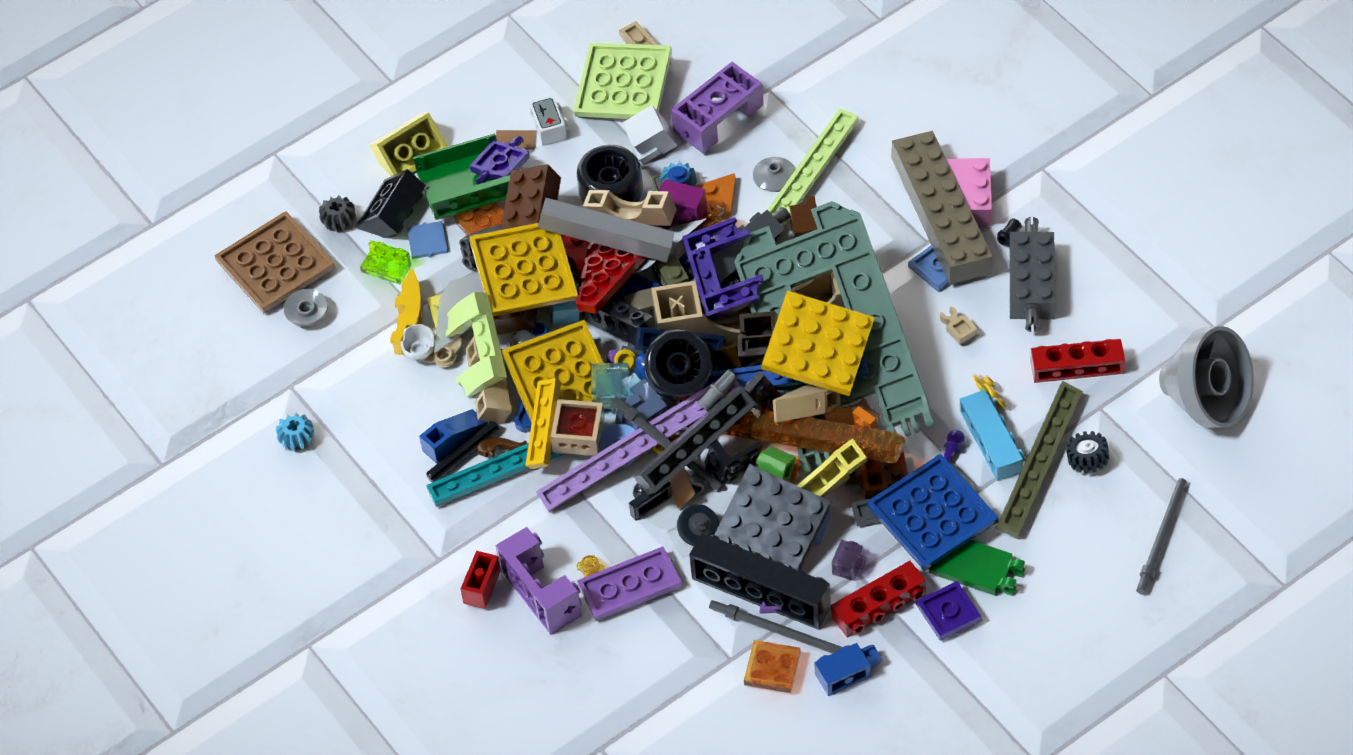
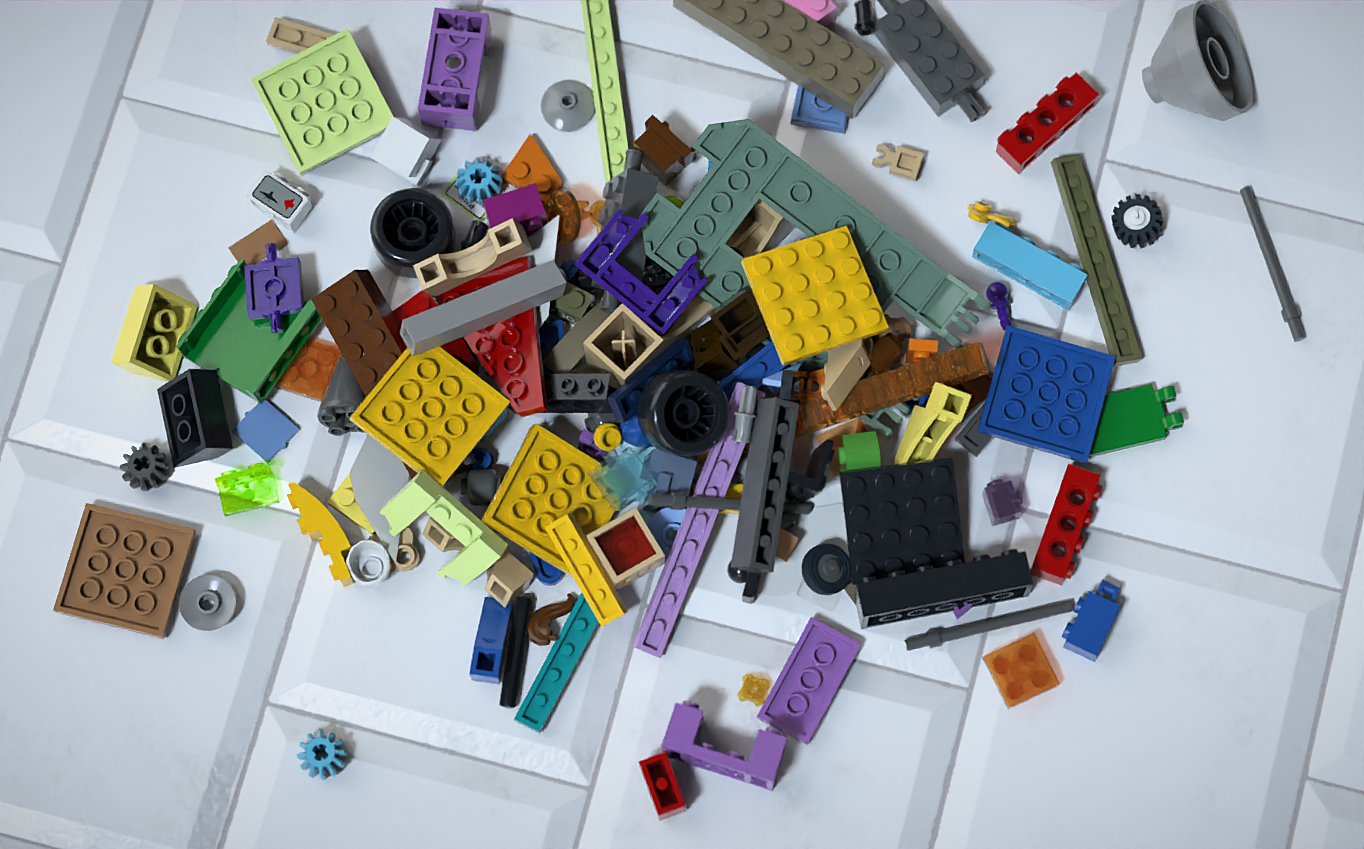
camera: 40 degrees left, 20 degrees up
(678, 174) = (485, 181): blue plate -> none
(948, 610) = (1139, 489): dark purple plate -> none

